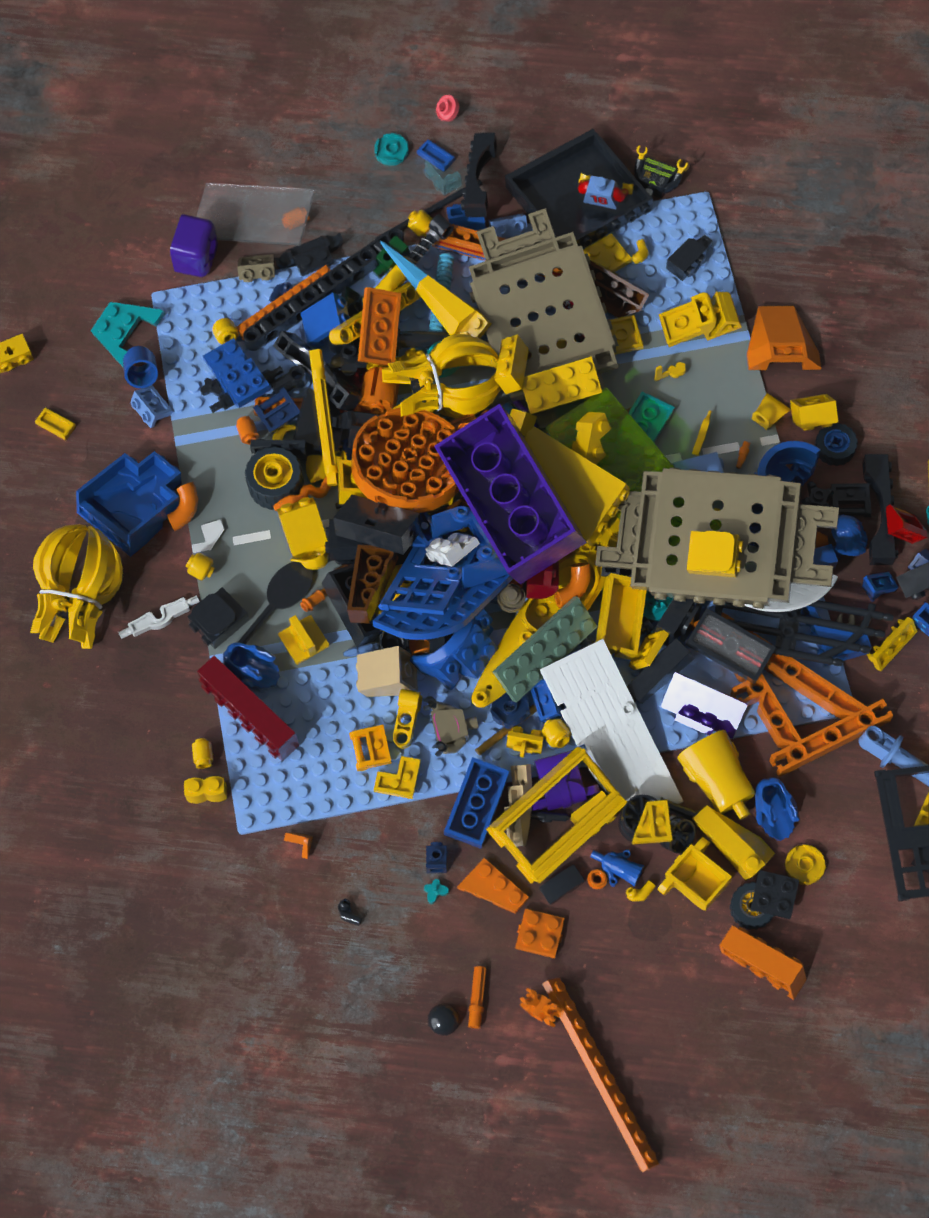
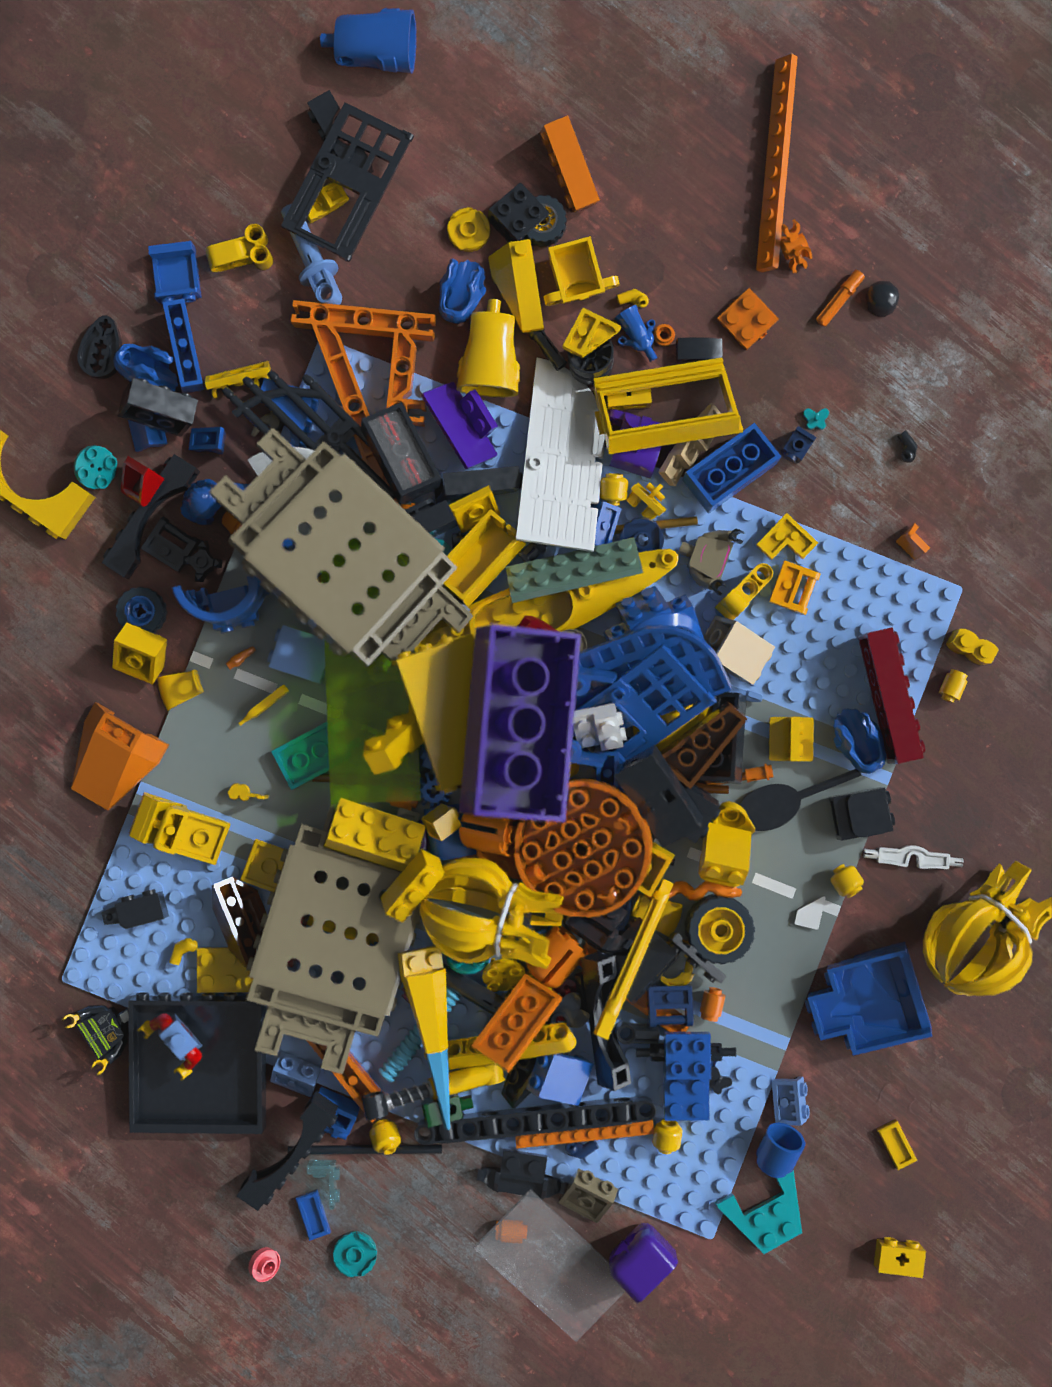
camera: 150 degrees left, 20 degrees up
(186, 508) = (822, 955): orange cylinder -> none
(490, 884) = (761, 388): orange wing -> none
(549, 817) = (661, 415): black piece -> none
(577, 585) = (505, 613): orange cylinder -> none
(684, 837) = (563, 321): black wheel -> none
(714, 553) = (362, 528): yellow brick -> none

